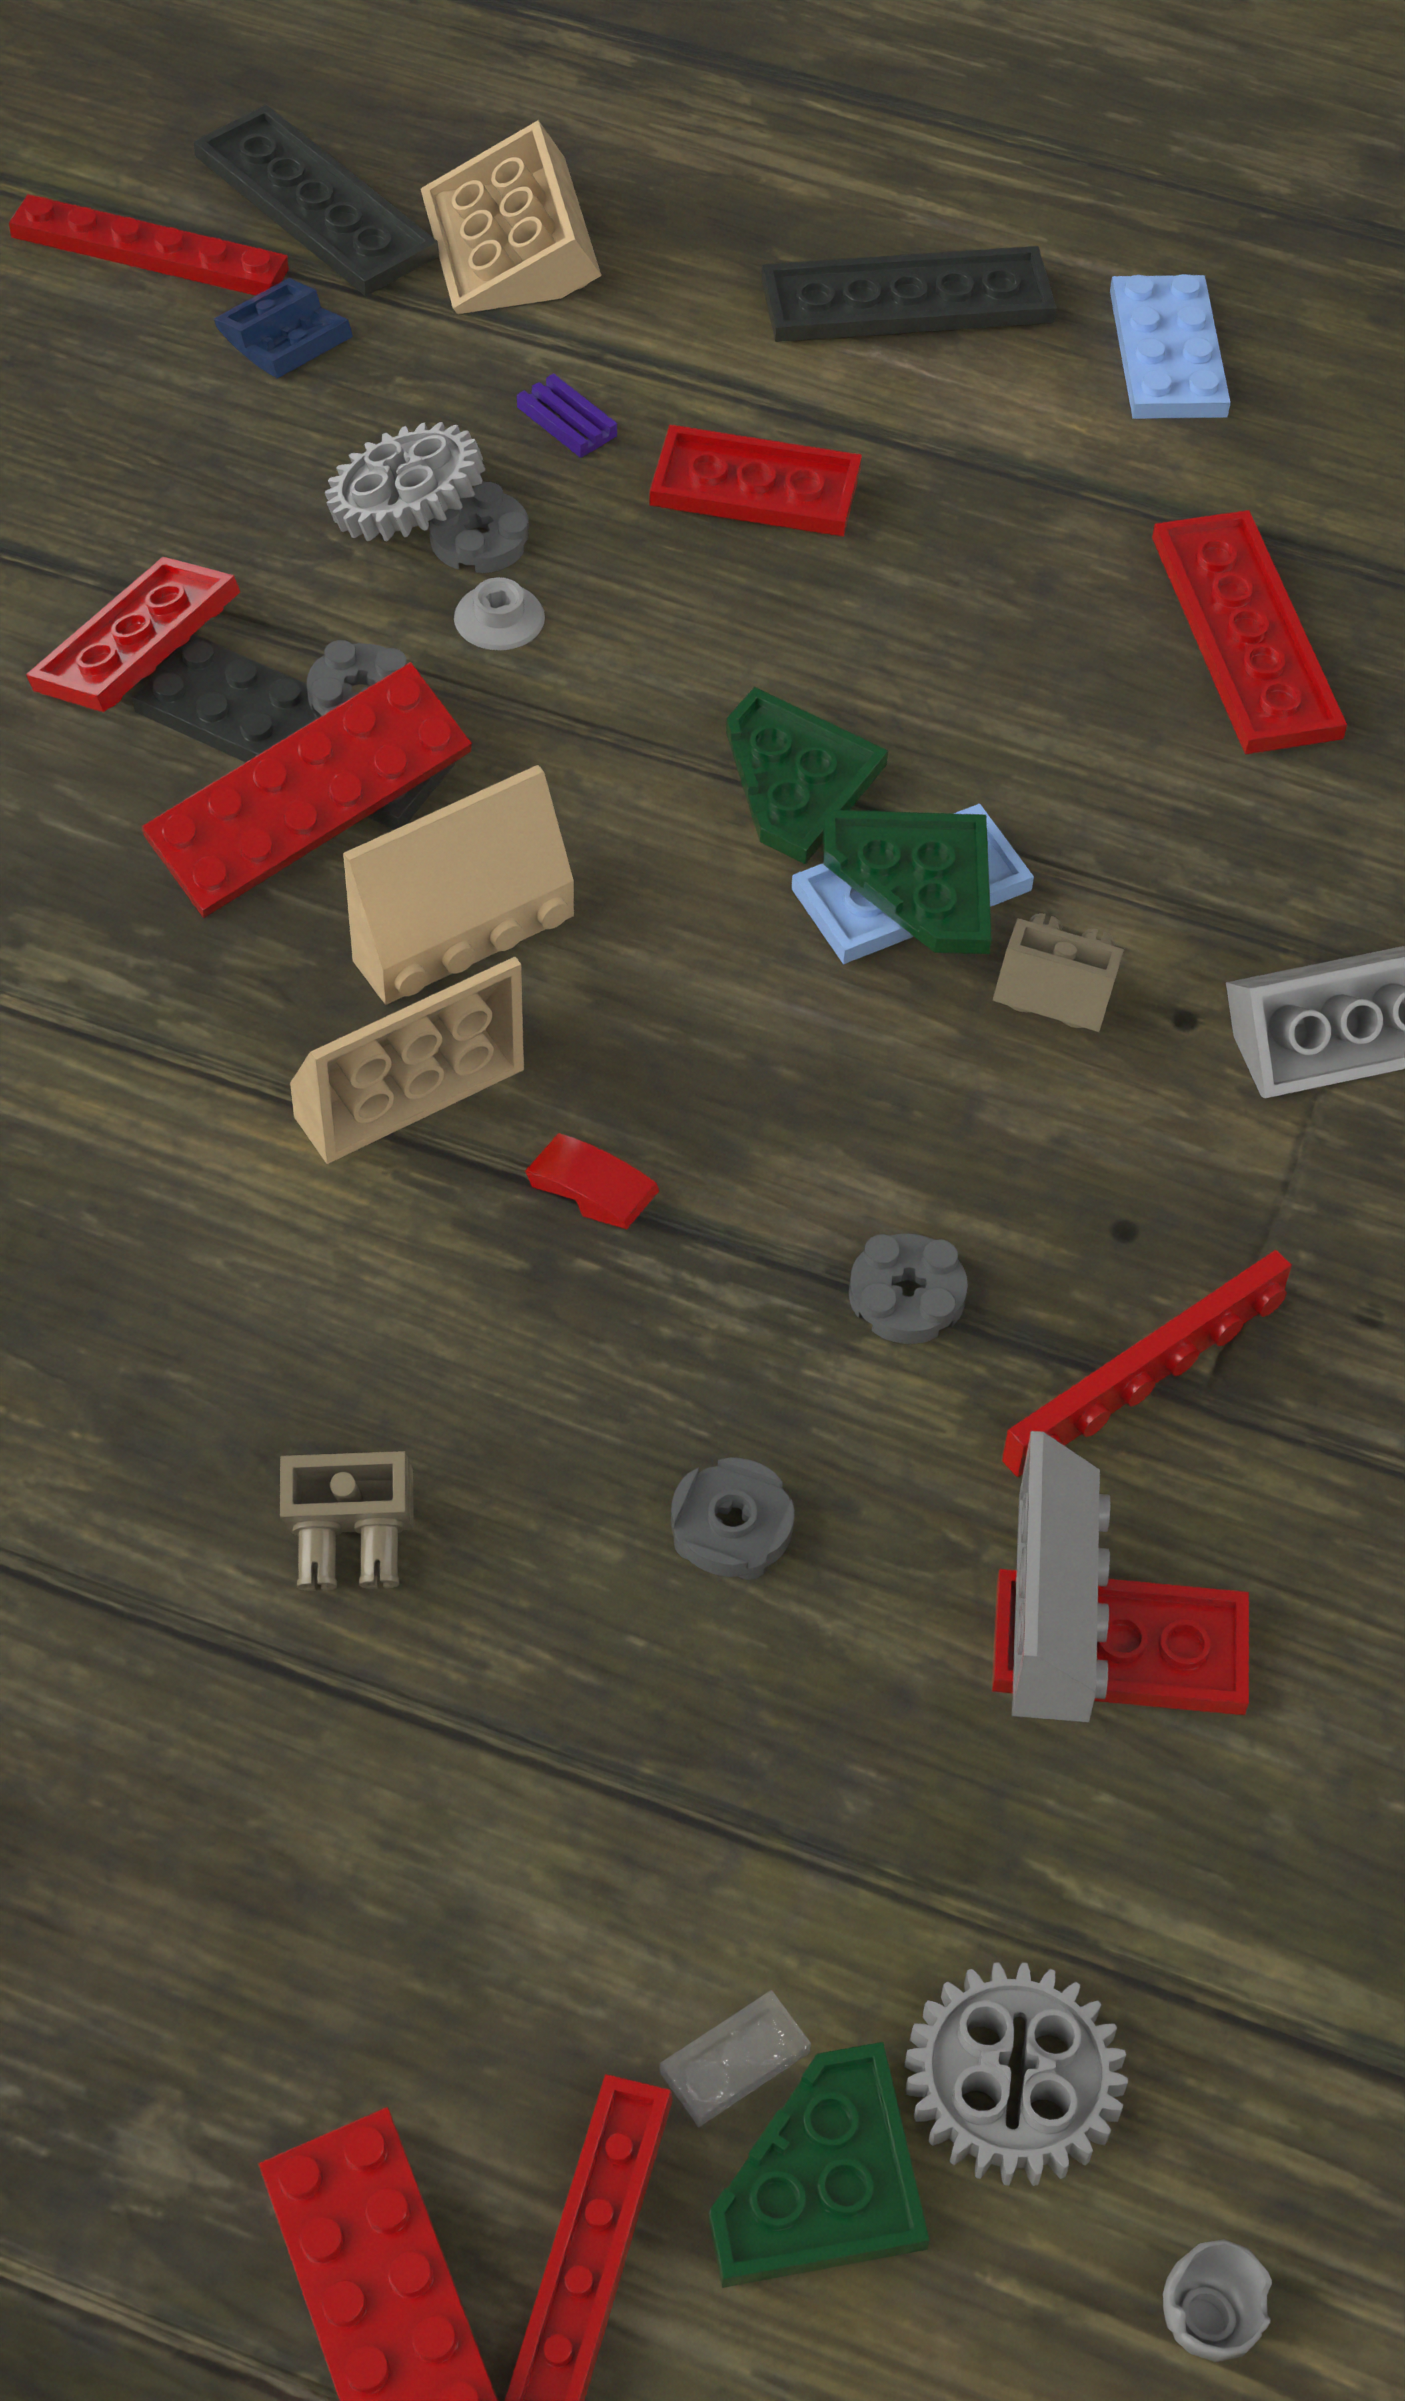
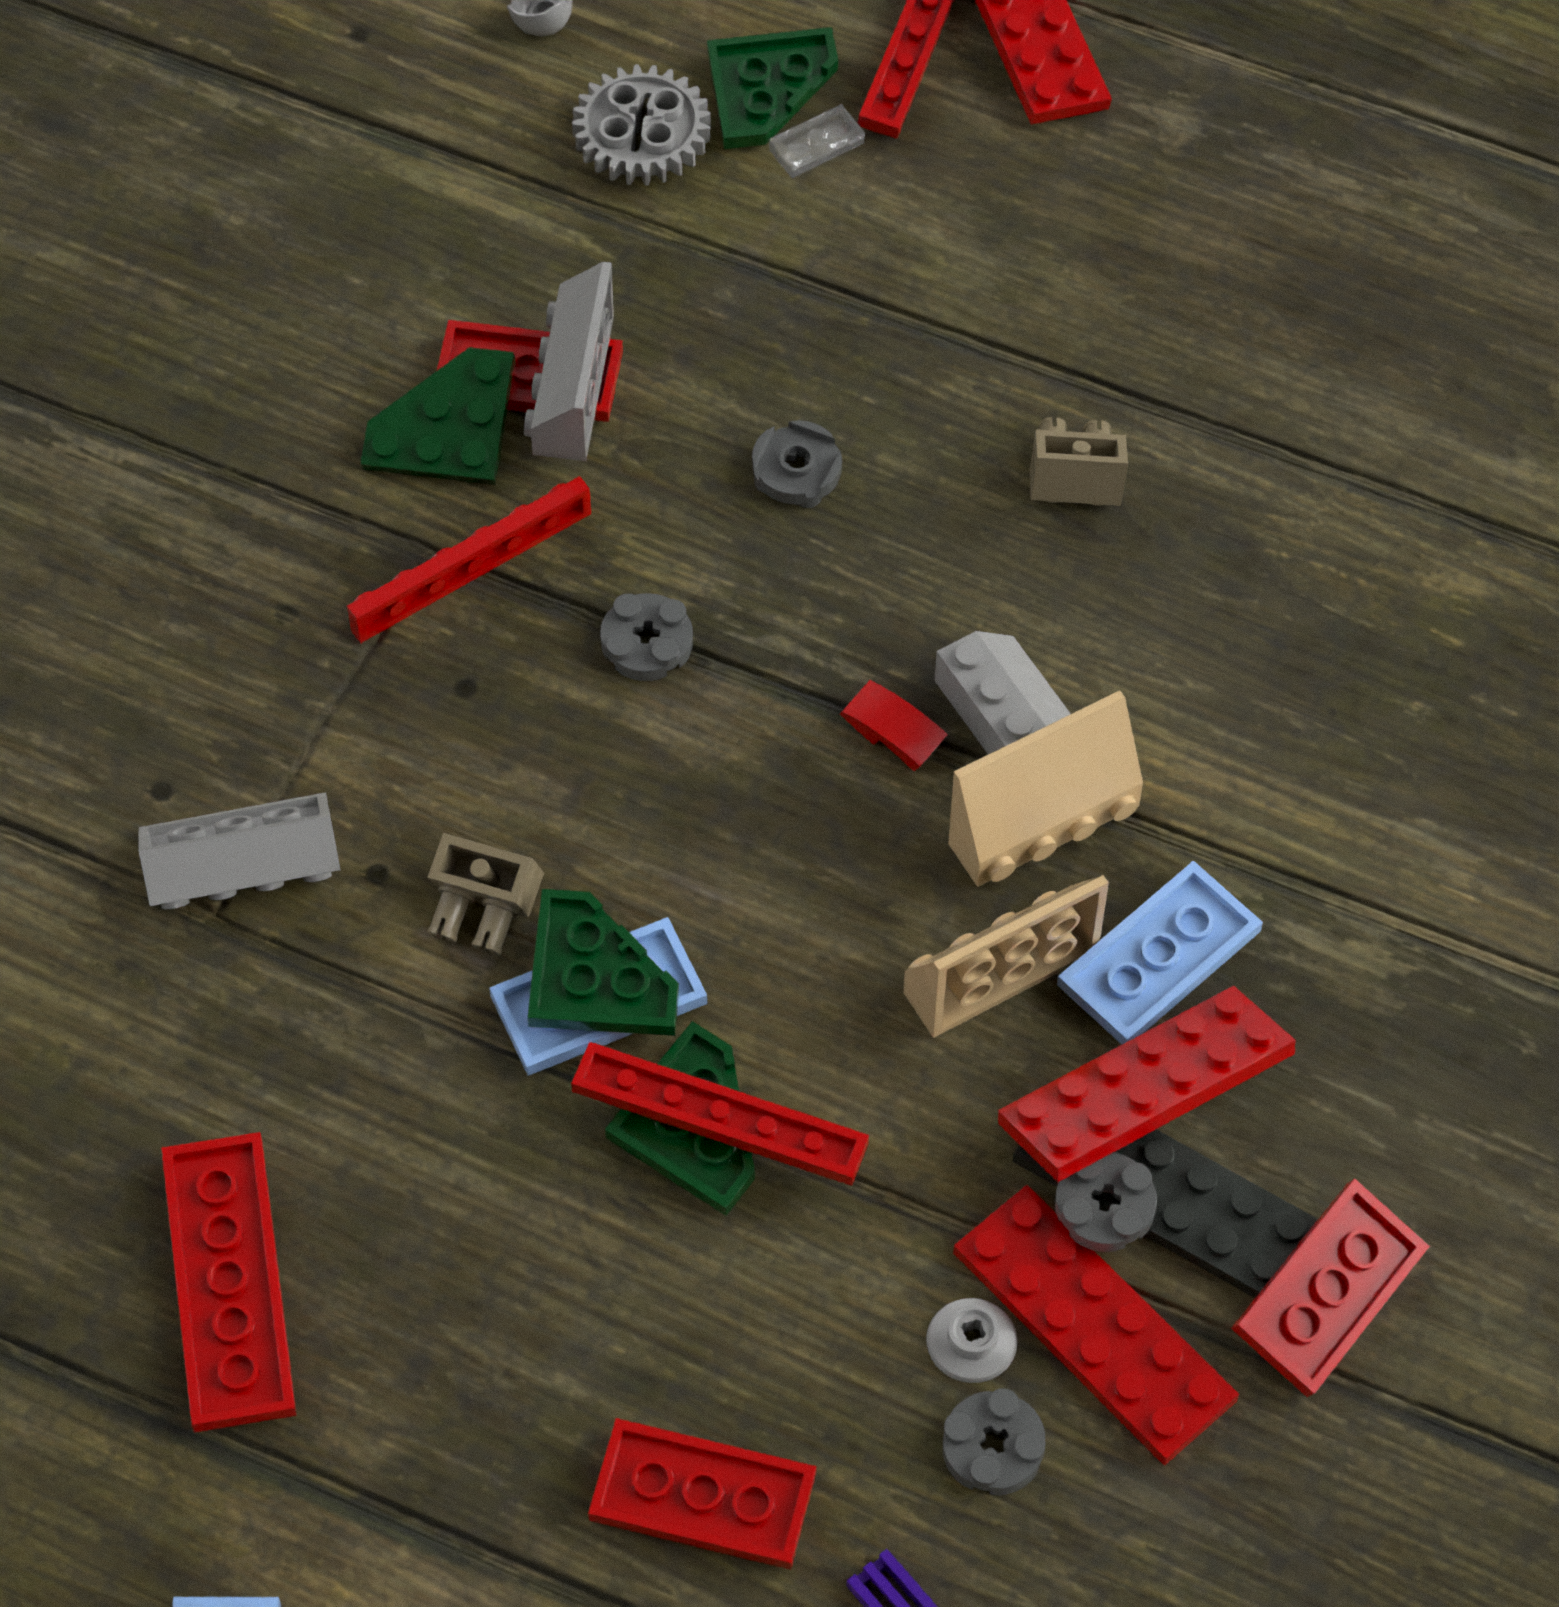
camera: 175 degrees left, 5 degrees up
(269, 945) = (1159, 953): none -> light blue plate
(353, 598) = (1096, 1325): none -> red plate
(405, 481) = (1113, 1492): light grey gear -> none
(448, 1205) = (996, 689): none -> light grey slope
(768, 745) = (720, 1113): none -> red plate
(1217, 1547) = (447, 422): none -> dark green plate

